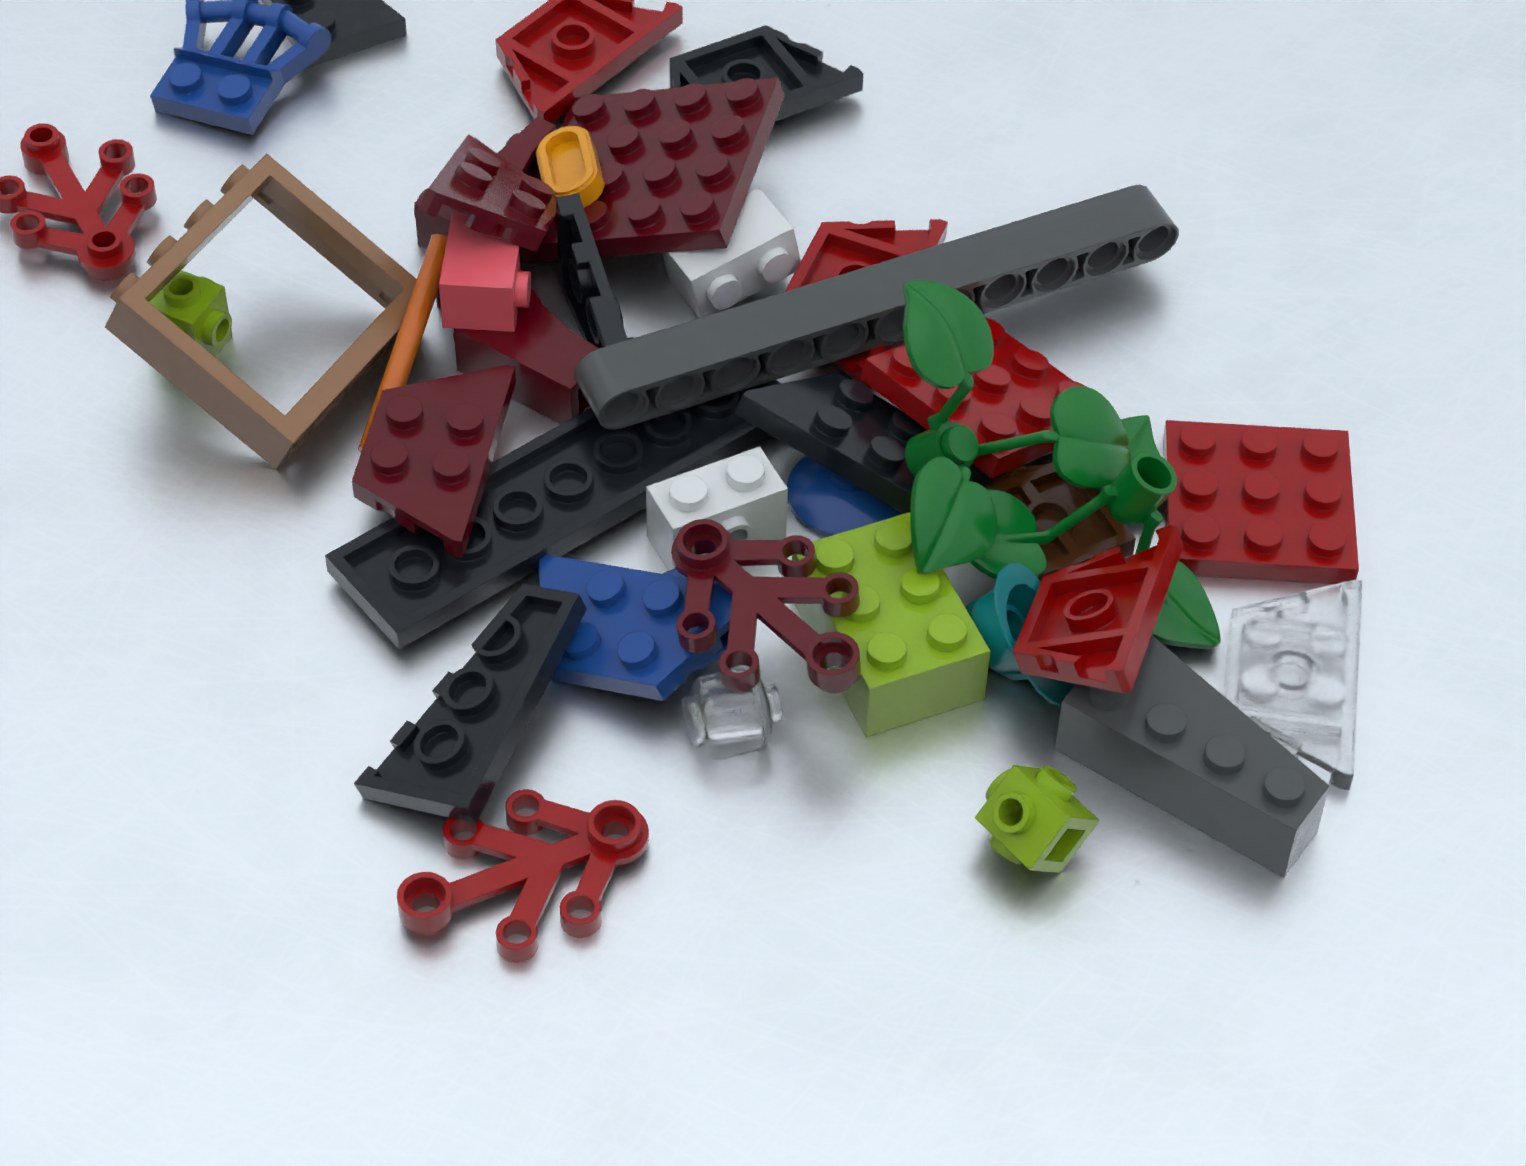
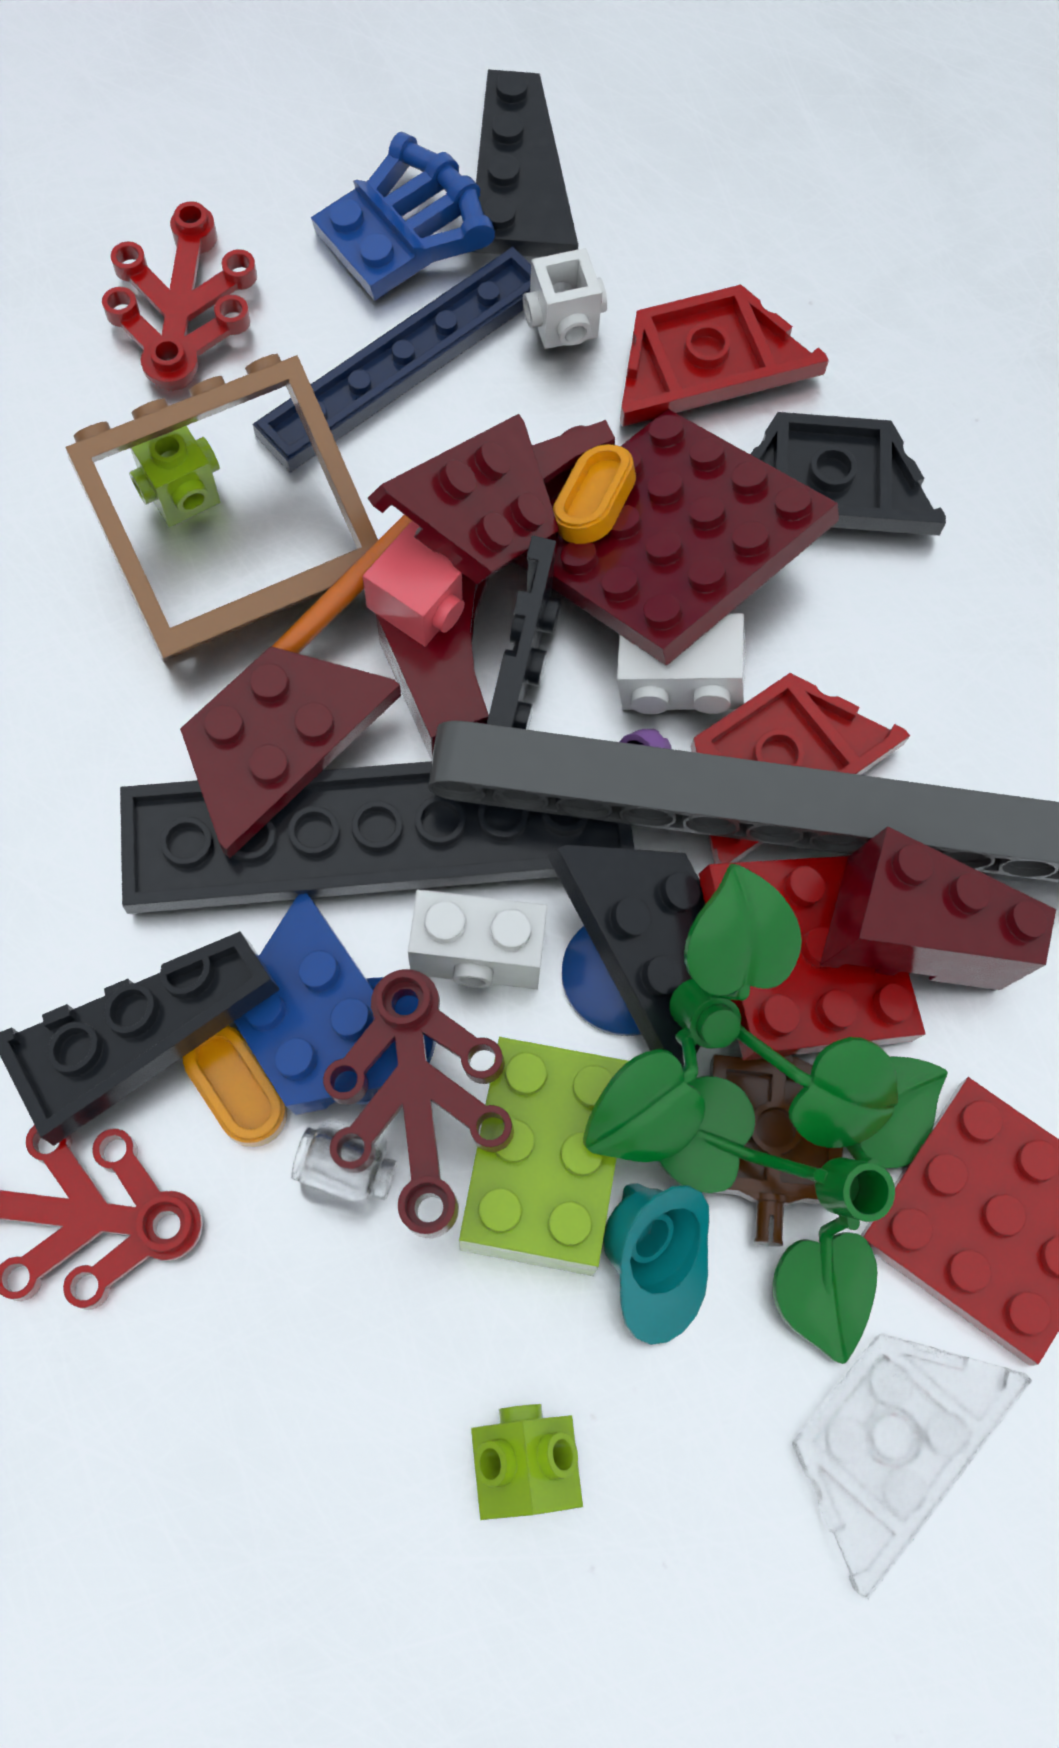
camera: 30 degrees right, 20 degrees up
(316, 158) = (402, 356): none -> dark blue tile
(431, 53) = (565, 298): none -> white brick
(594, 719) = (236, 1089): none -> light orange tile
(1066, 315) = (934, 917): none -> dark red wedge
(1098, 616) = (719, 1302): red wing -> none
(1196, 759) = (723, 1469): dark grey wedge -> none

